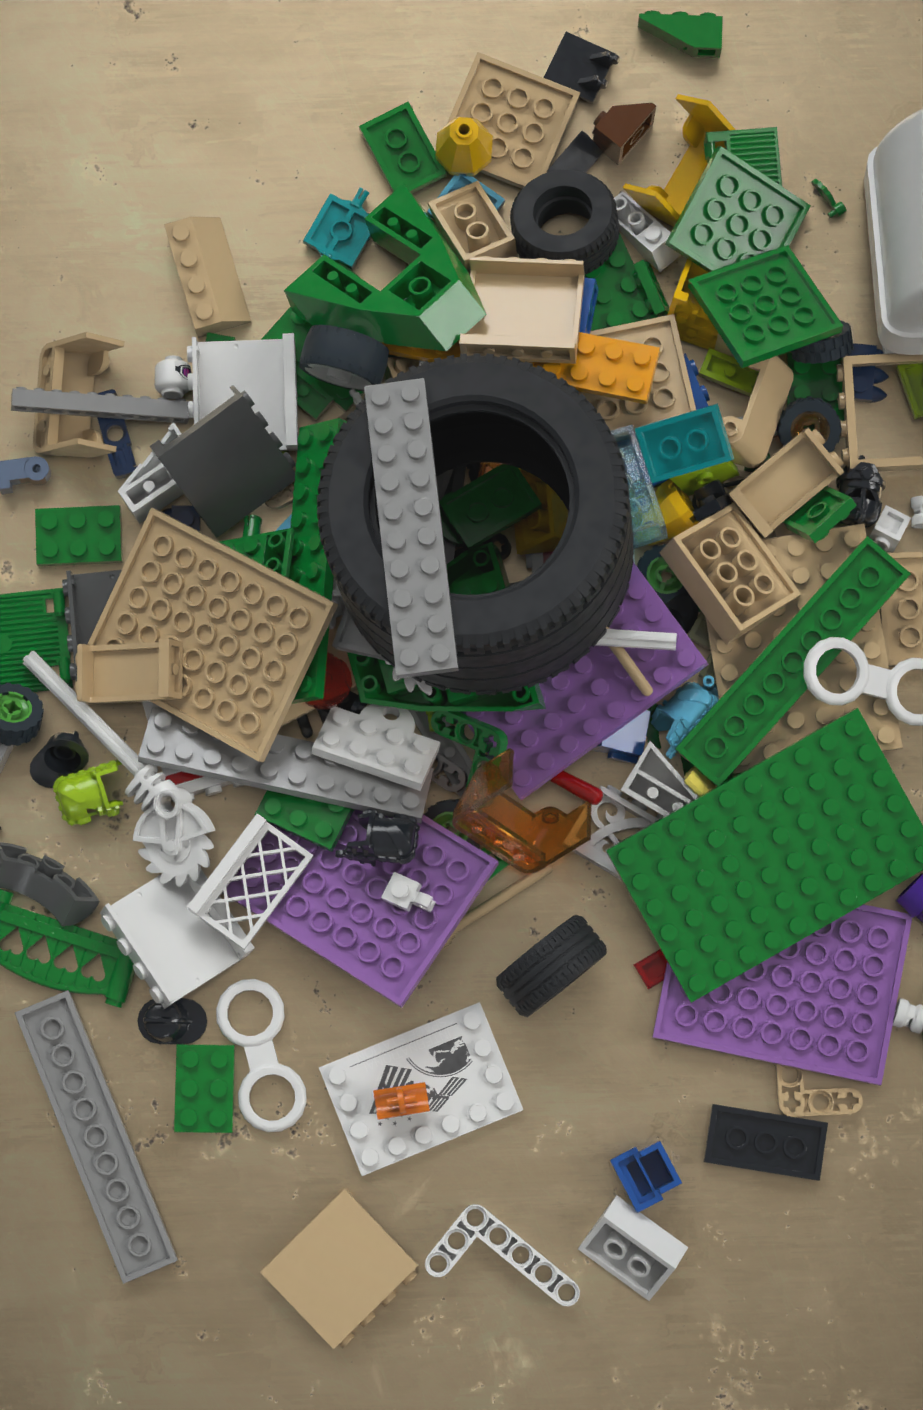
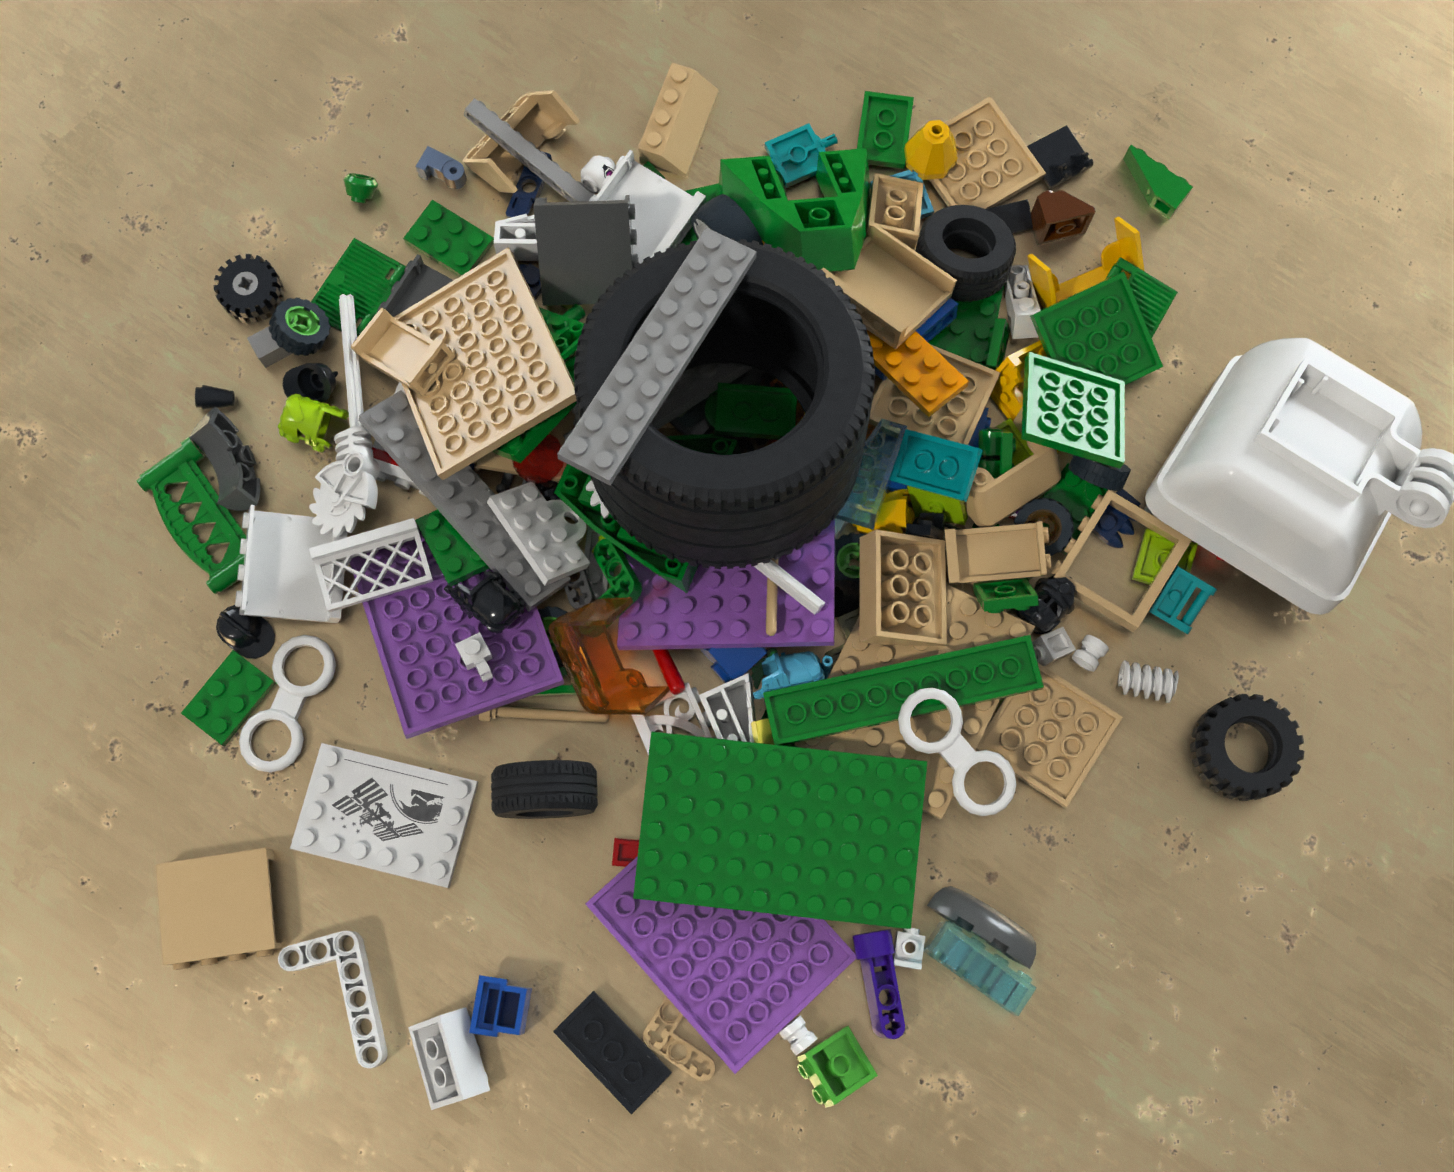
camera: 35 degrees right, 5 degrees down
(96, 1136) = (122, 677): light grey plate -> none
(401, 1100) = (358, 811): orange hips -> none
(722, 386) = (998, 450): none -> green plate
(837, 208) = (1182, 385): green piece -> none

